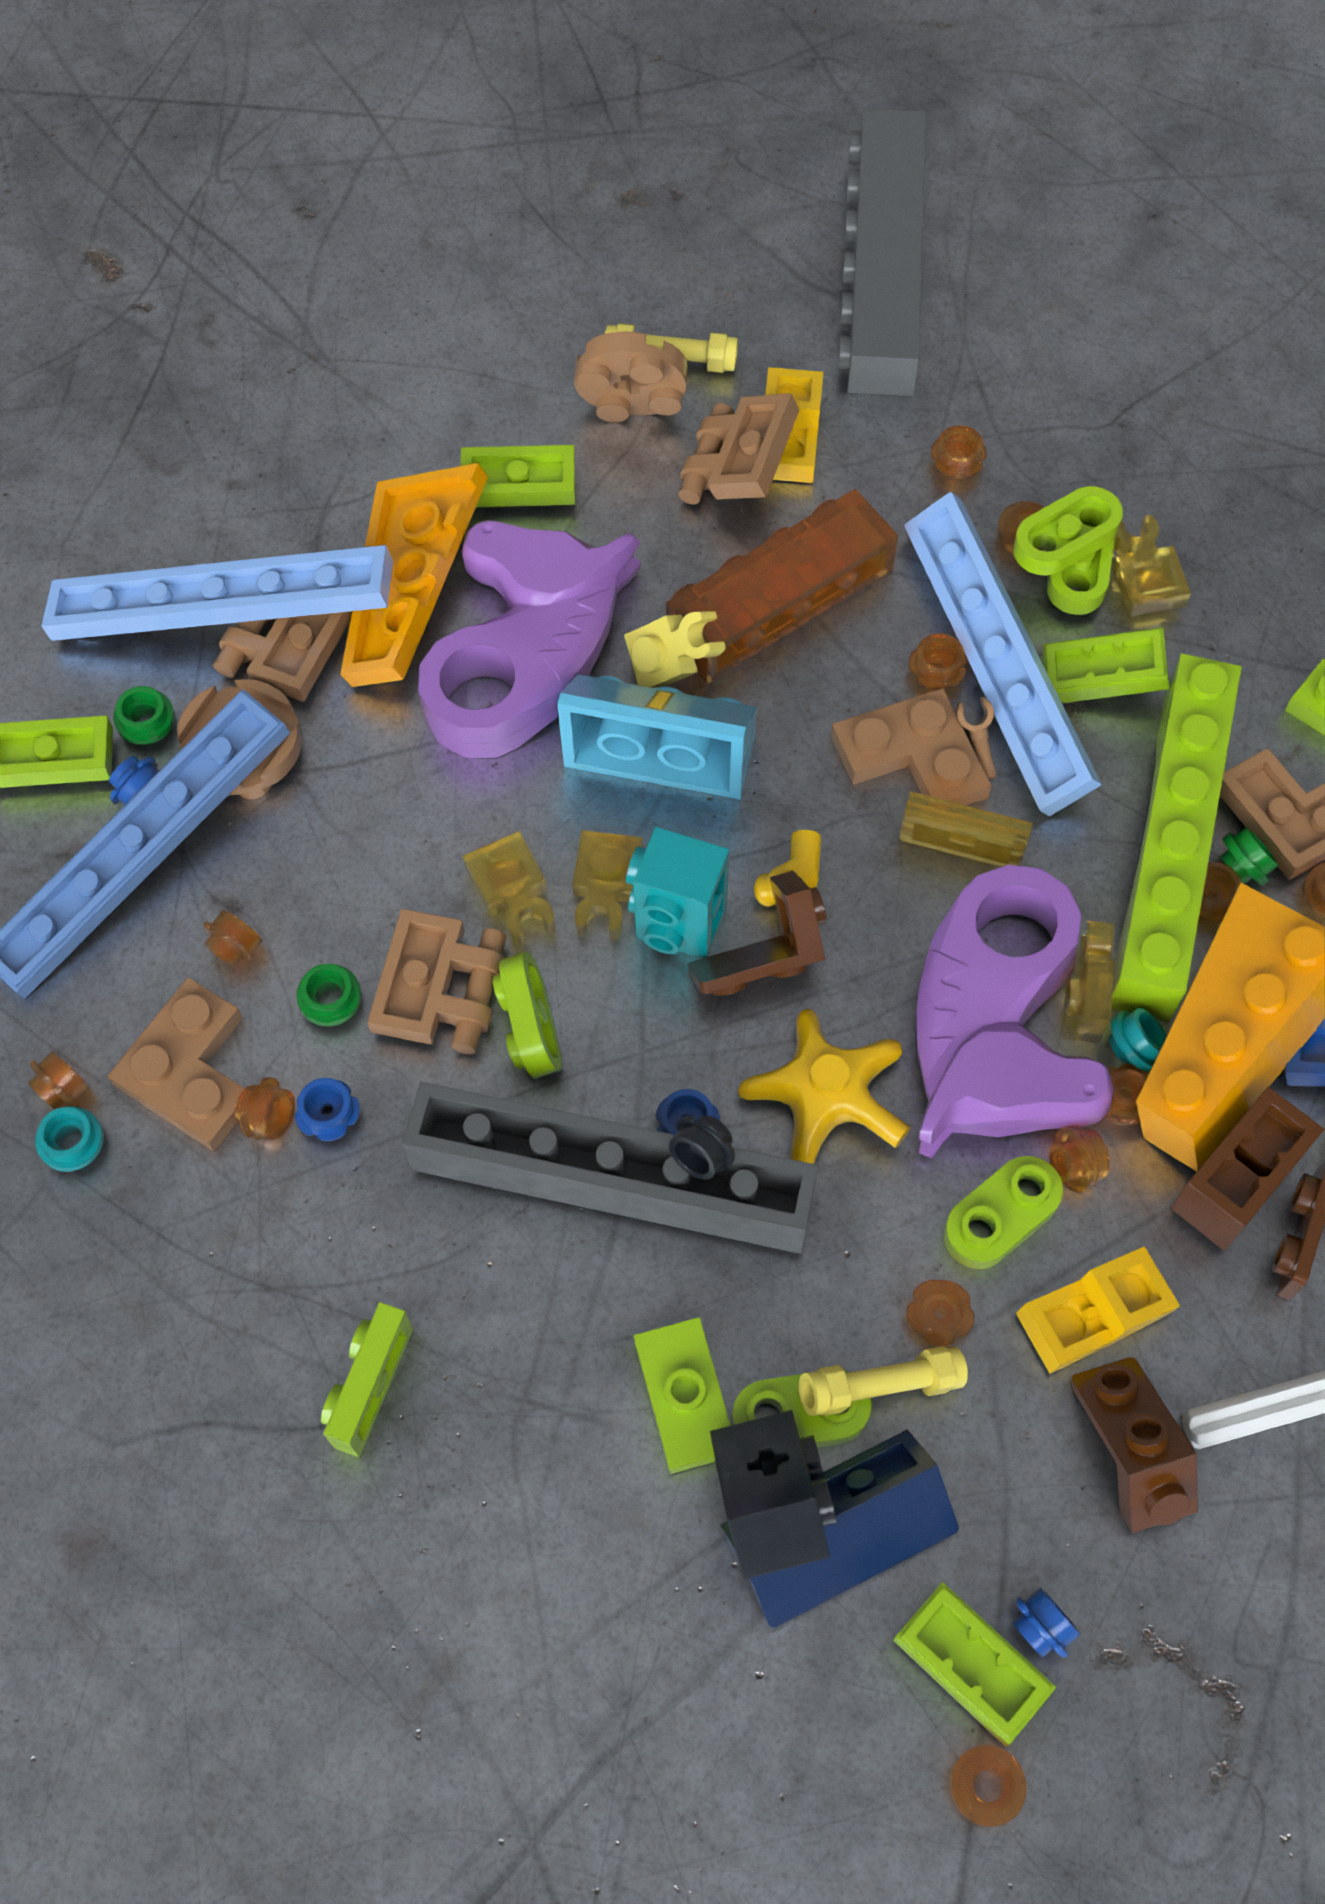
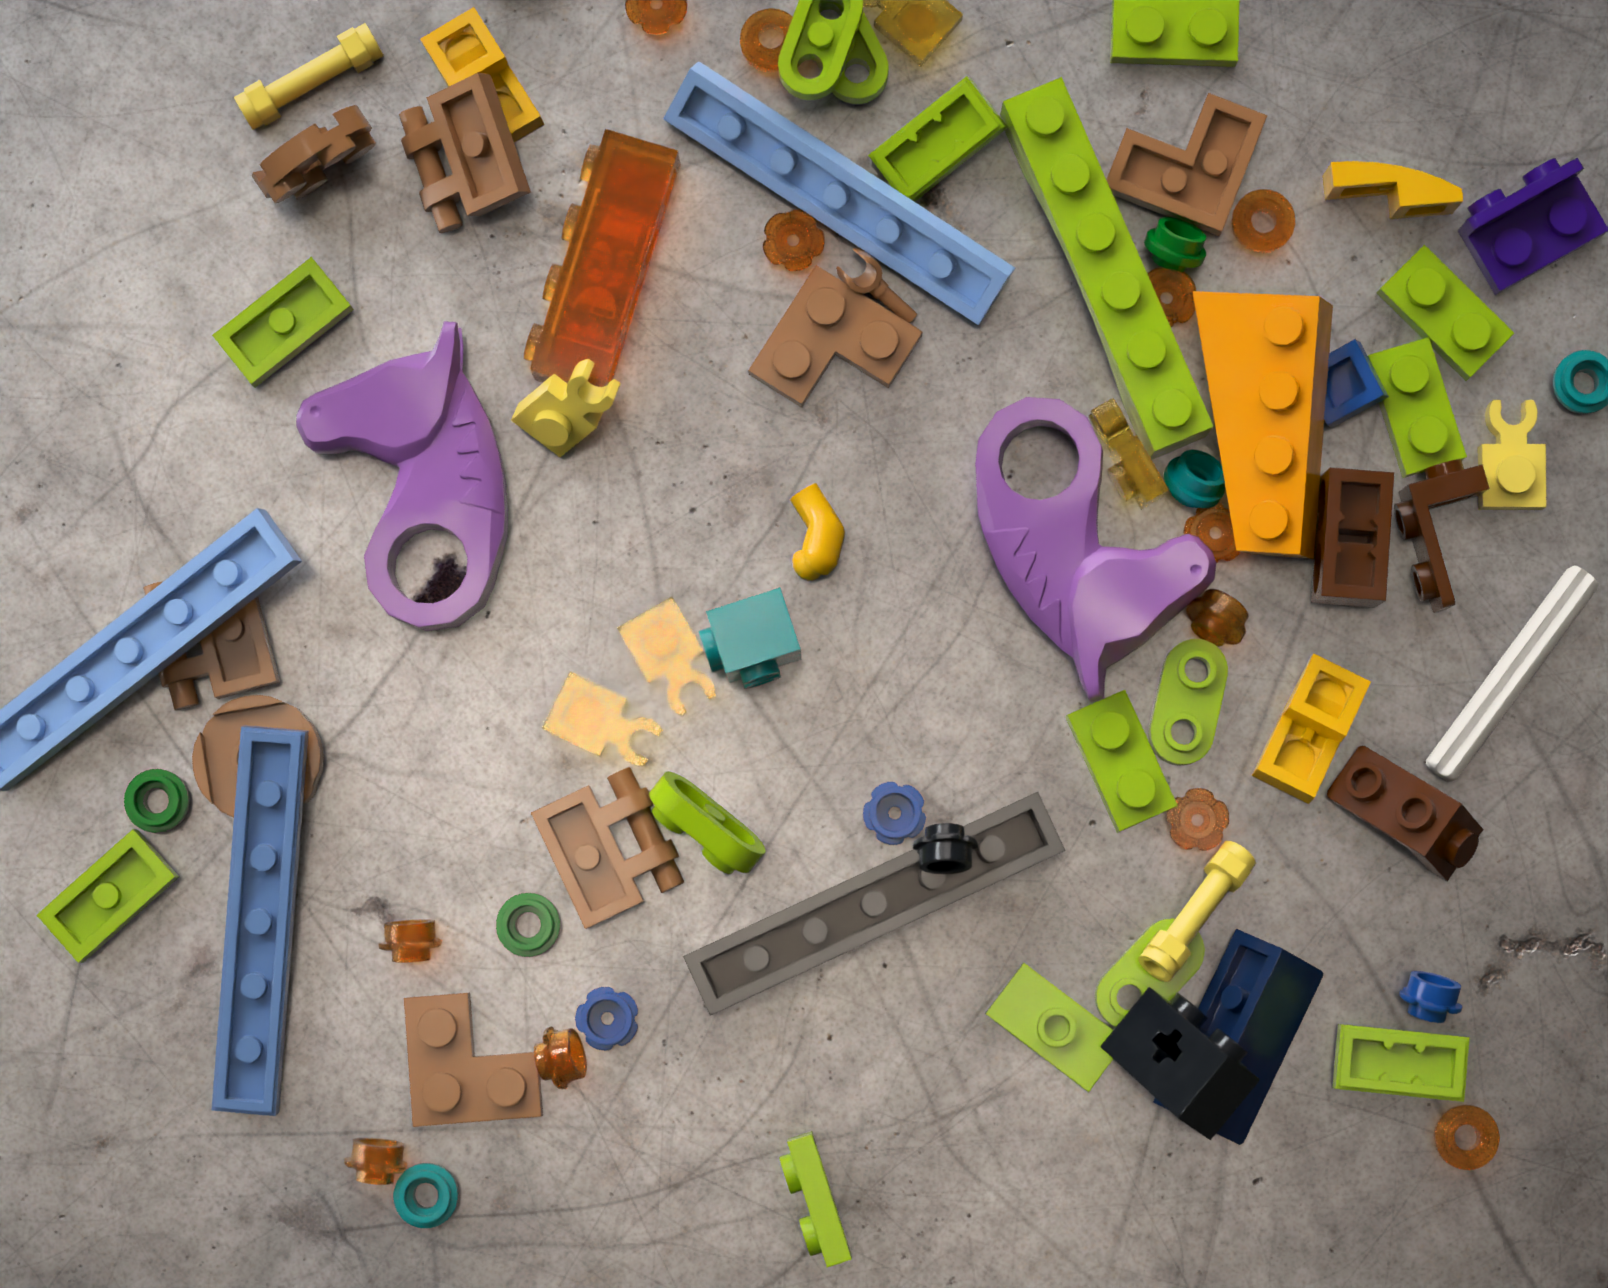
camera: 35 degrees left, 20 degrees up
(131, 778) = (209, 867): blue plate -> none
(422, 526) = (251, 458): light orange wing -> none
(656, 735) = (613, 491): medium azure slope -> none
(784, 956) = (854, 625): reddish brown bracket -> none
(828, 1088) = (984, 703): yellow animal -> none
(909, 1219) = (1121, 761): none -> lime plate
(964, 830) = (932, 394): clear yellow tile -> none

